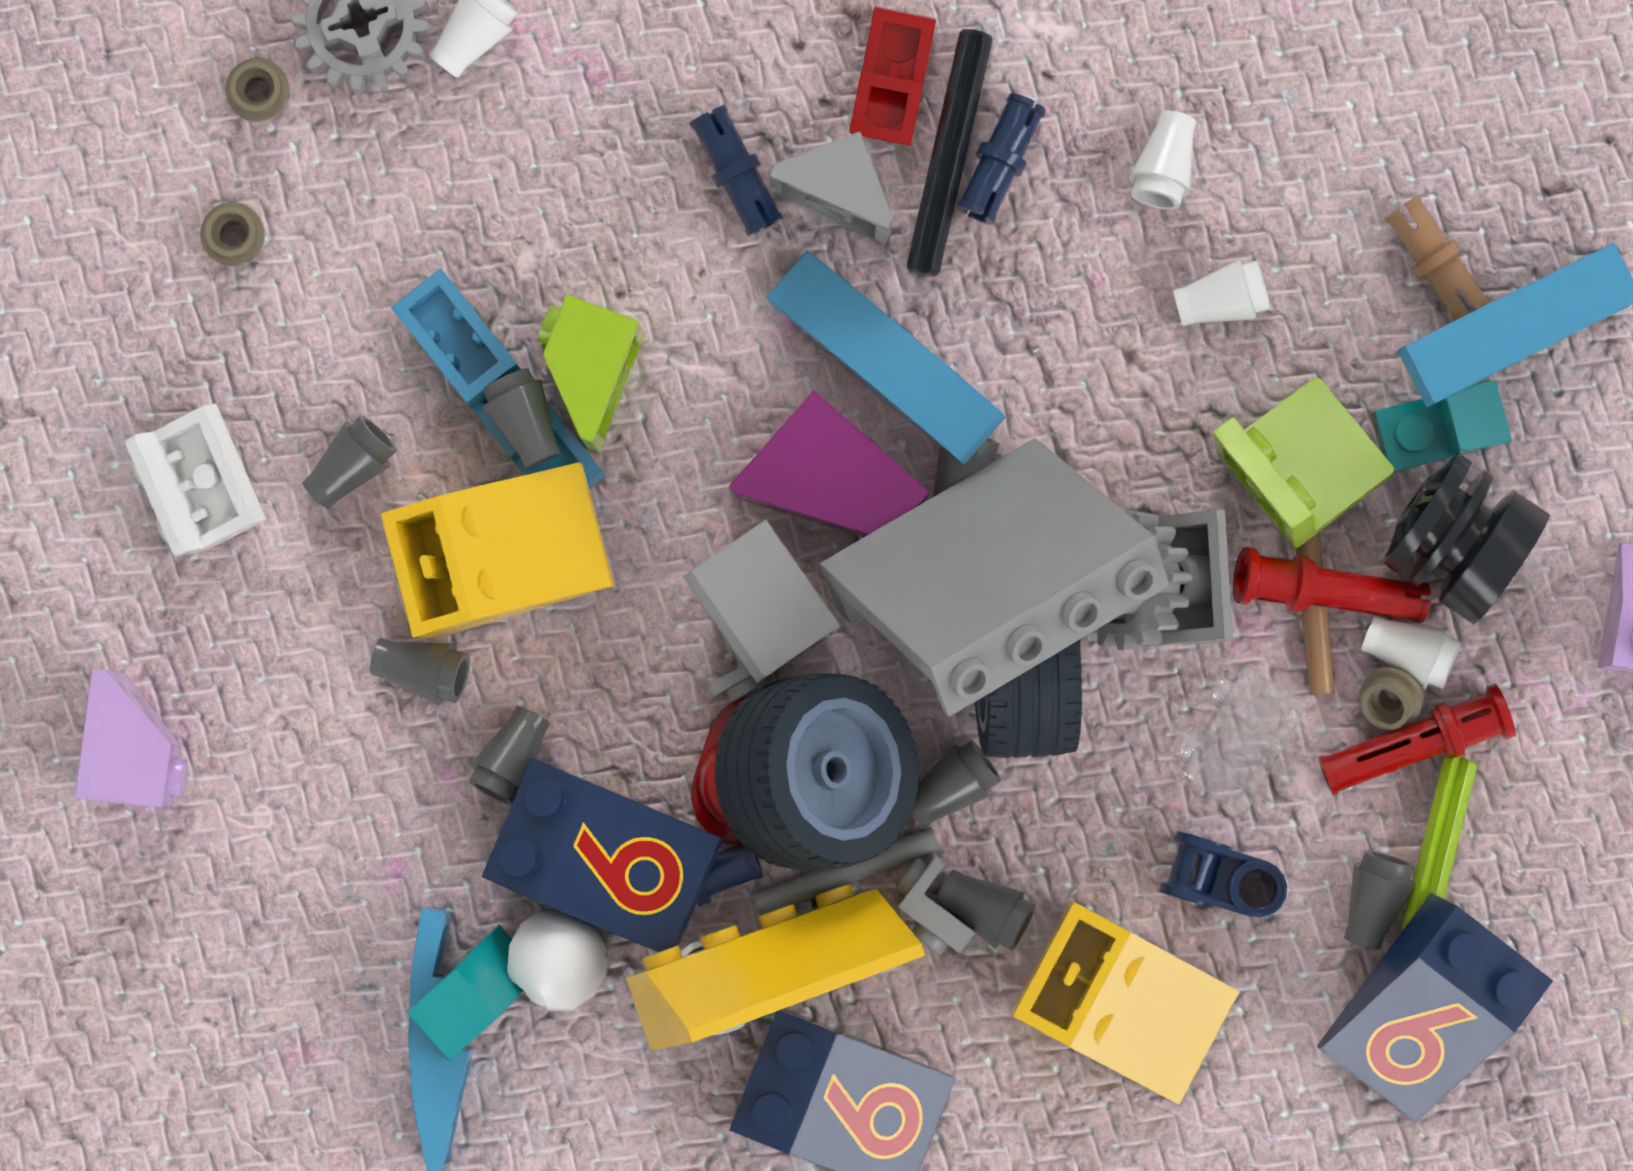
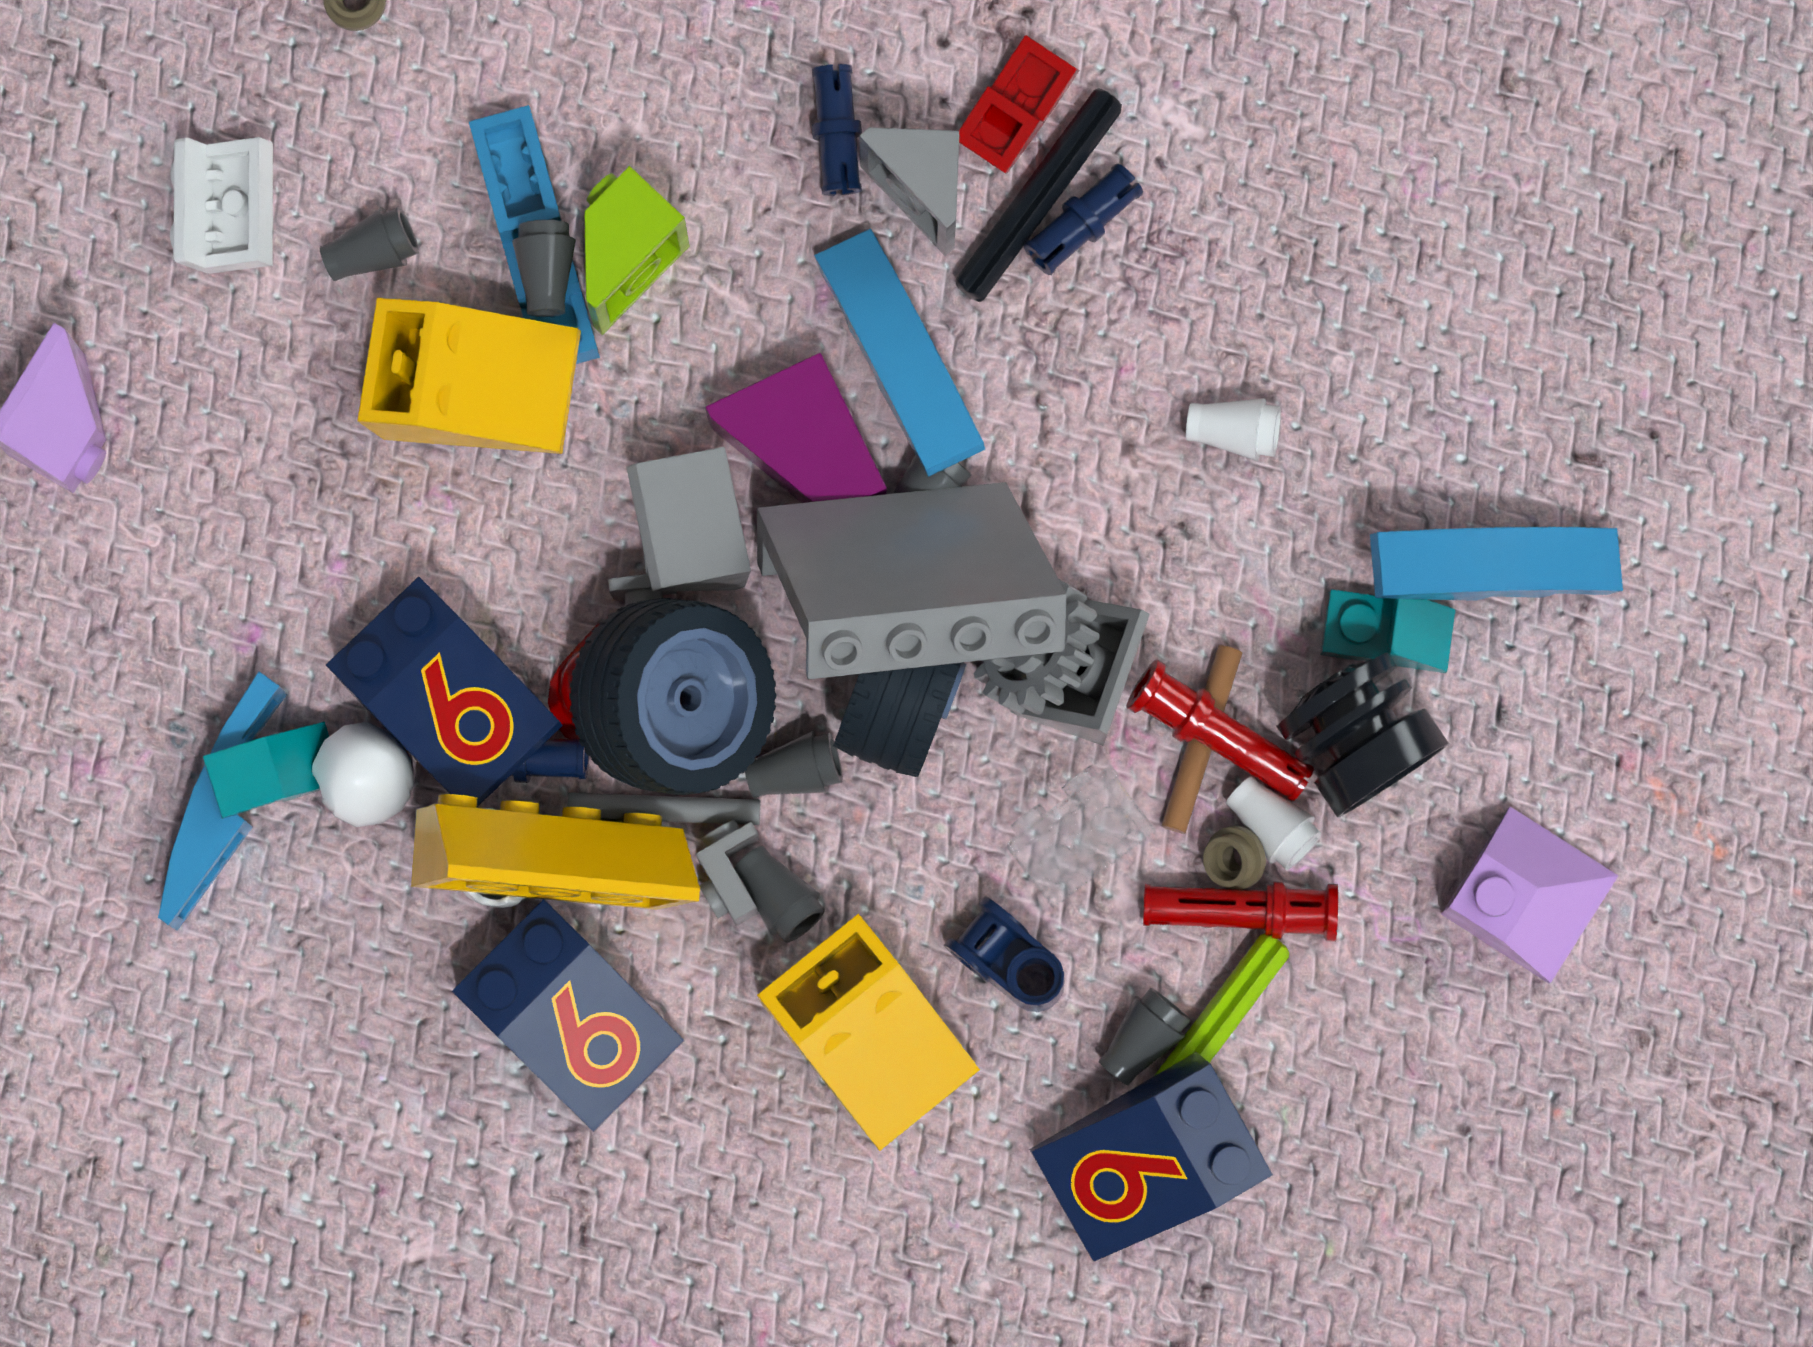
camera: 20 degrees right, 5 degrees down
(423, 668) = (357, 460): dark grey cone -> none
(508, 754) = (397, 568): dark grey cone -> none
(1165, 164) = (1231, 286): white cone -> none
(1303, 461) = (1244, 606): lime bracket -> none
(1436, 258) = (1445, 470): medium nougat pin -> none

